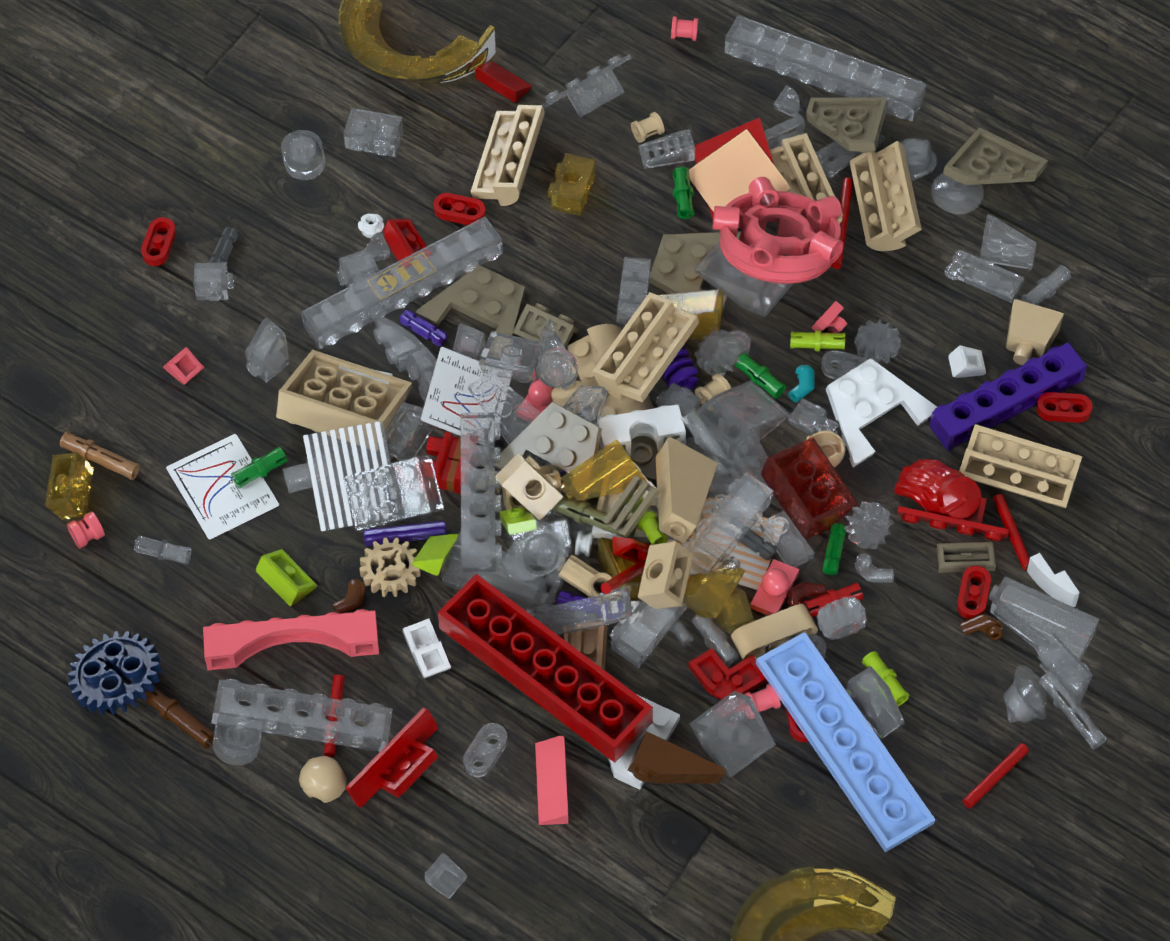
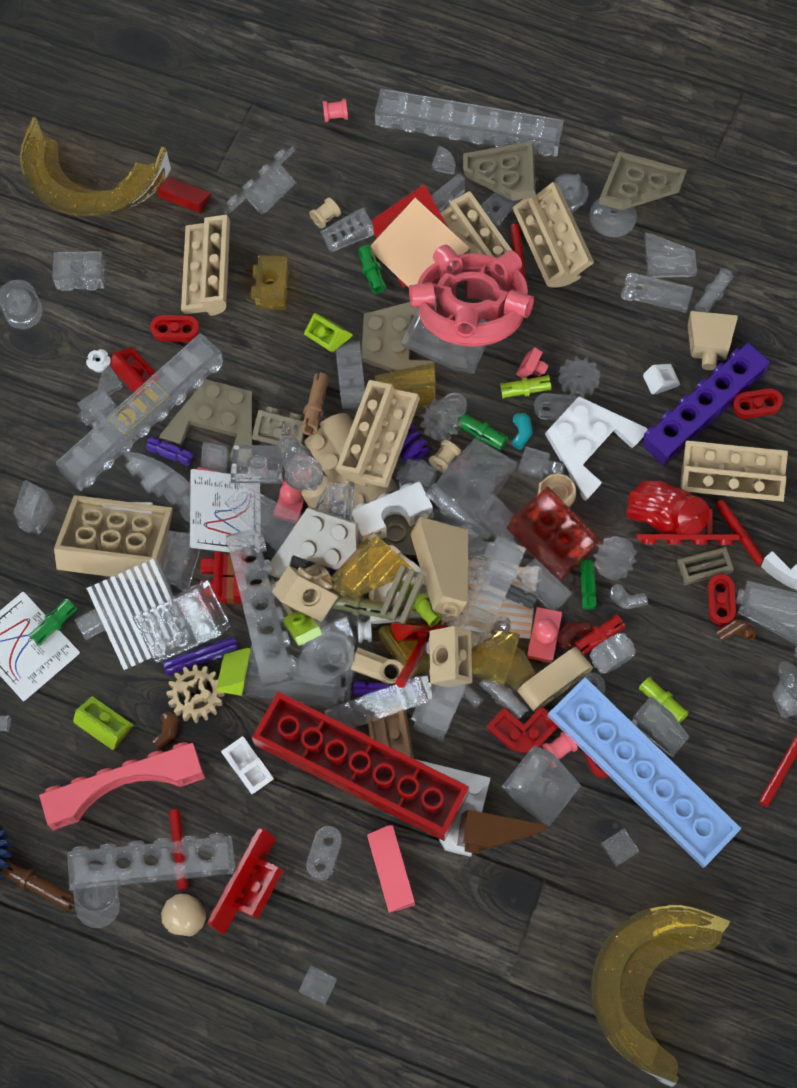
camera: 10 degrees left, 10 degrees up
(585, 315) = (313, 410): none -> medium nougat pin
(618, 244) = (326, 332): none -> lime slope
(801, 813) = (620, 847): none -> clear tile

